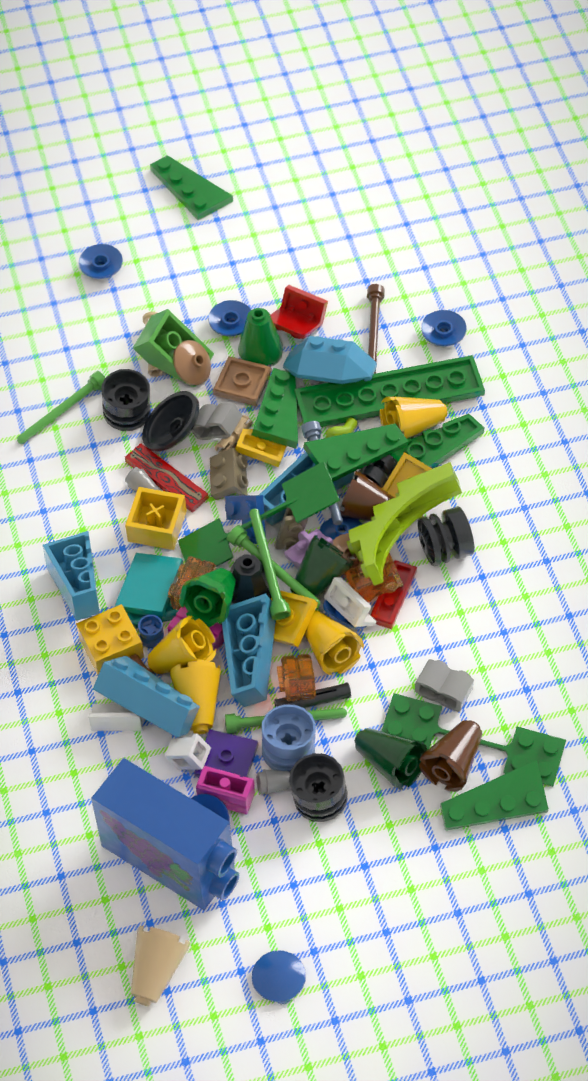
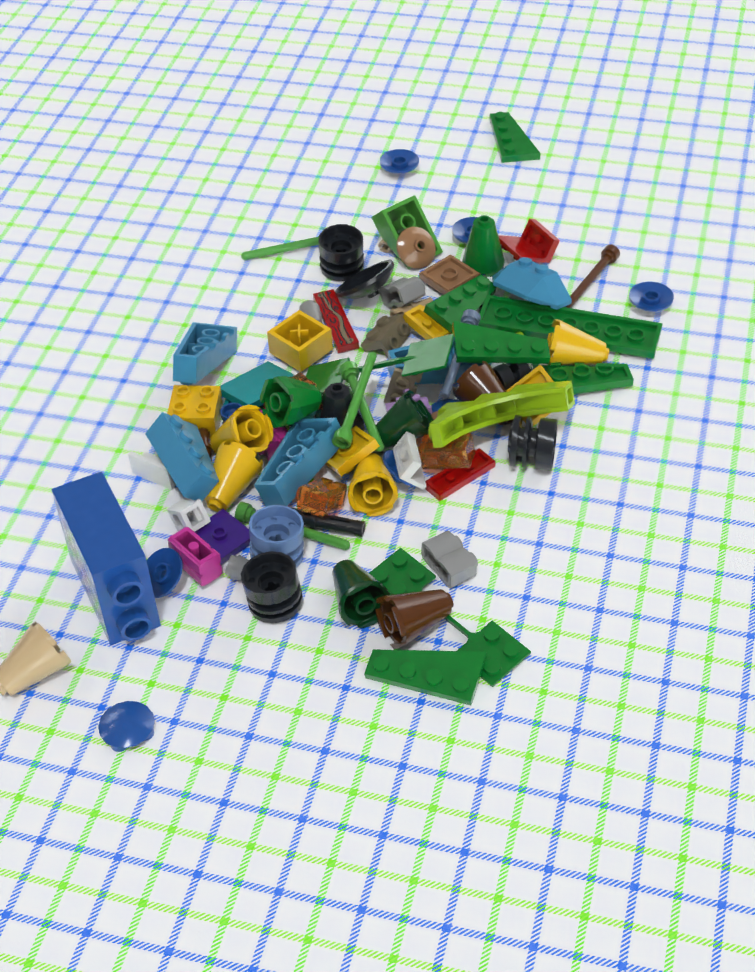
camera: 30 degrees right, 10 degrees down
(238, 508) = (383, 353): blue plate -> none

